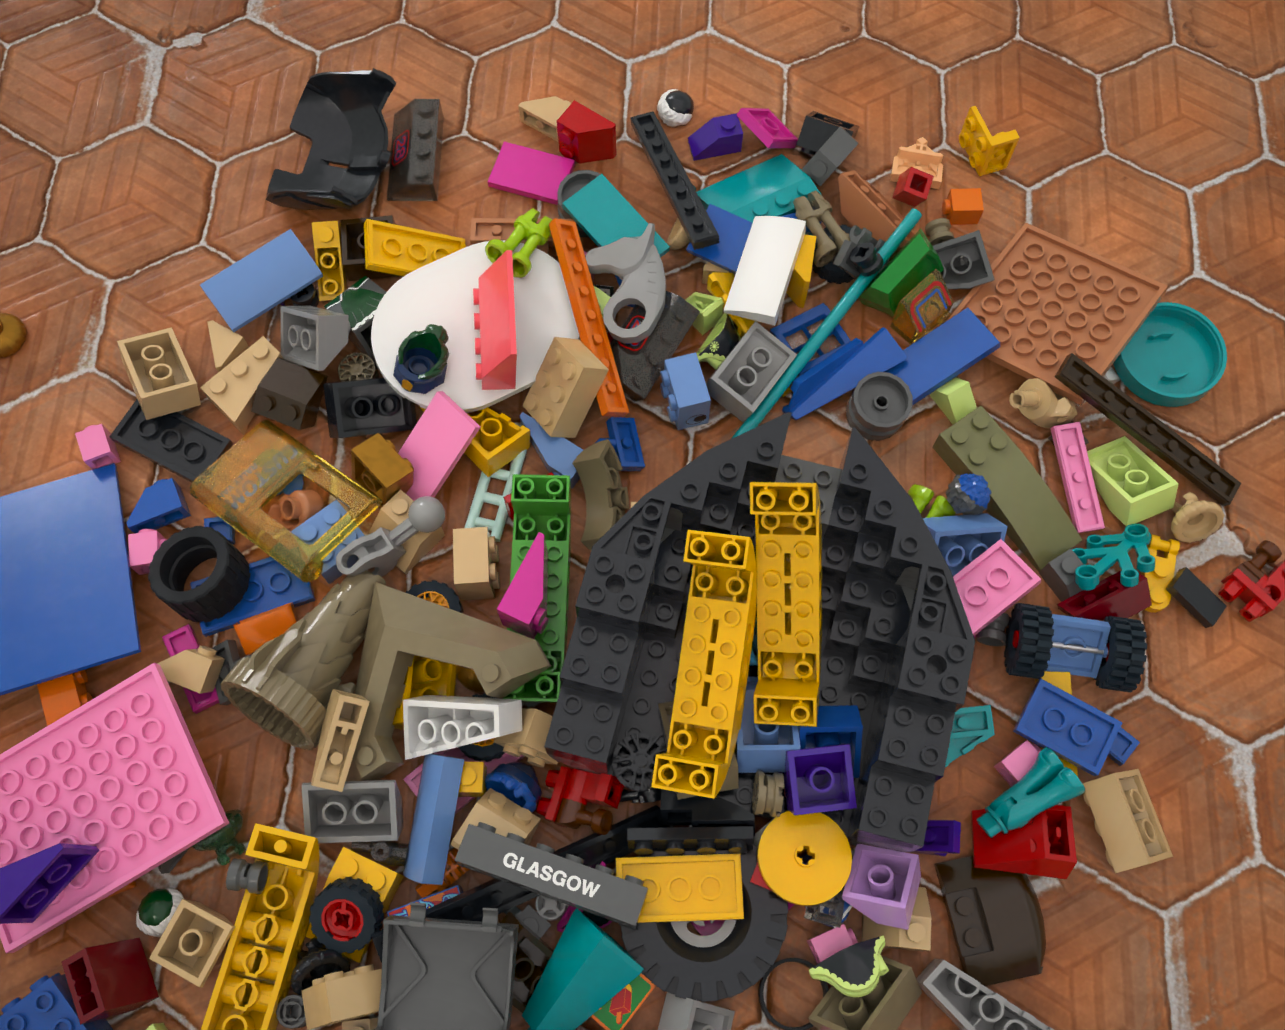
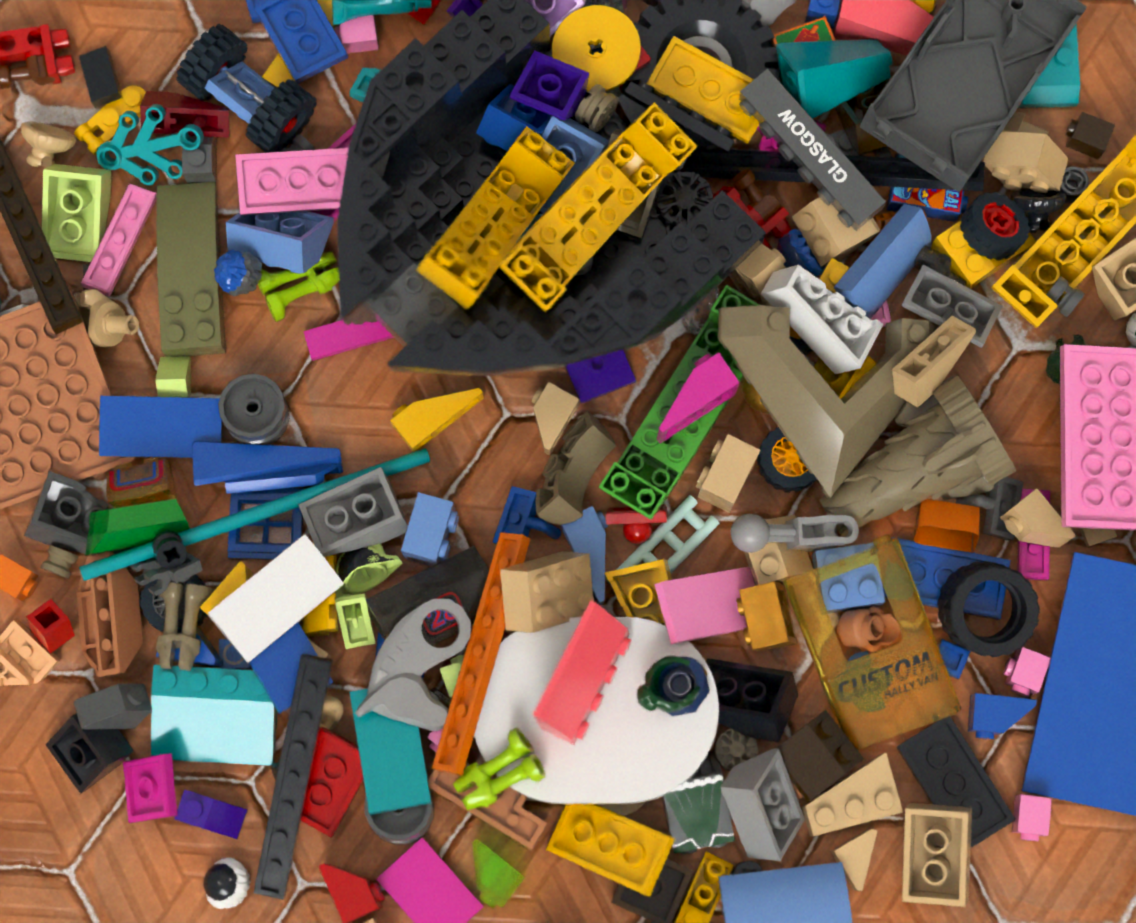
camera: 150 degrees left, 10 degrees up
(488, 194) = (494, 876): none -> clear neon green slope
(648, 197) = (332, 782): none -> red tile

